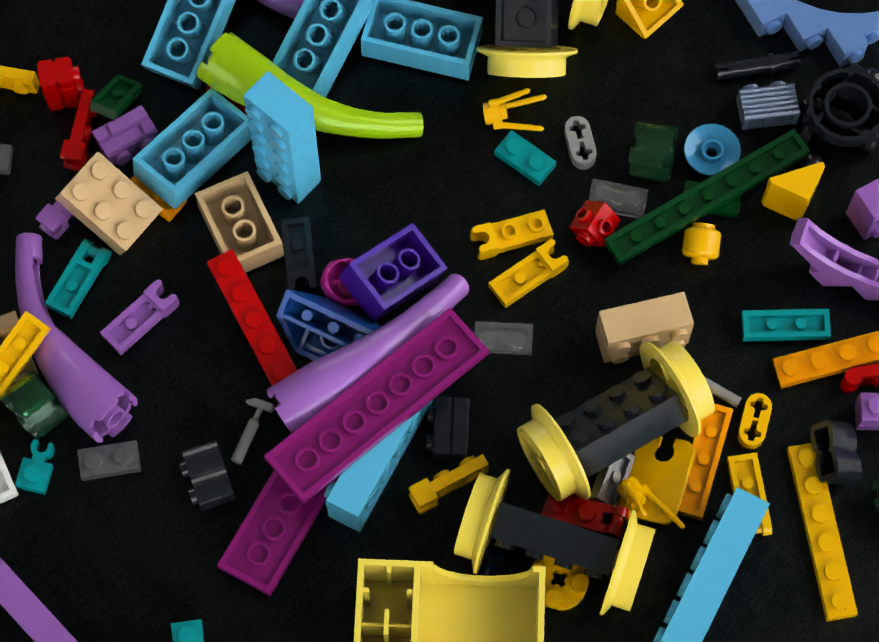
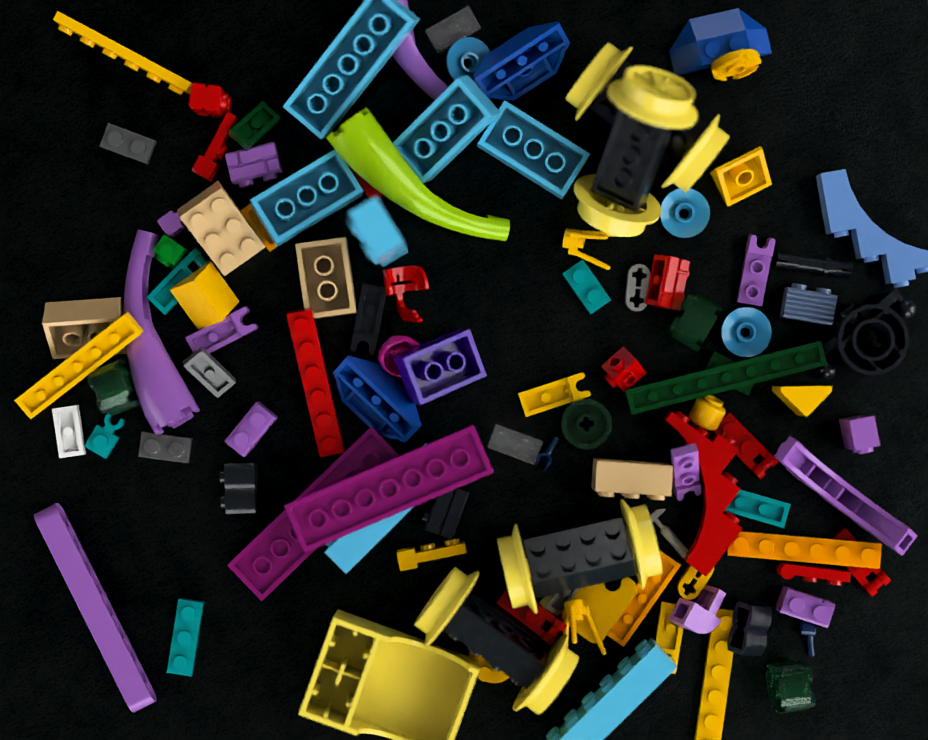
camera: 20 degrees right, 20 degrees up
(57, 248) = (169, 252): none -> green brick
(109, 283) = (205, 296): none -> yellow slope
(137, 359) = (209, 372): none -> plate
(202, 407) = (251, 429): none -> medium lavender brick
(250, 429) = (286, 456): light grey piece -> none
(326, 378) = (358, 450): medium lavender brick -> none
(341, 203) = (418, 281): none -> red helmet
(511, 234) = (554, 353): yellow plate -> none
(542, 342) = (546, 456): none -> dark blue hand
(587, 287) = (596, 433): none -> clear green brick
(606, 43) = (697, 210): none -> dark azure dish
(609, 123) = (667, 282): none -> red brick
(621, 198) = (651, 348): clear plate -> none
(698, 89) = (755, 271): none -> medium lavender plate
(701, 299) = (685, 471): none -> medium lavender plate
(721, 280) = (715, 529): none -> red arch
(755, 267) = (747, 445): none -> red plate
(771, 451) = (699, 615): none -> medium lavender brick

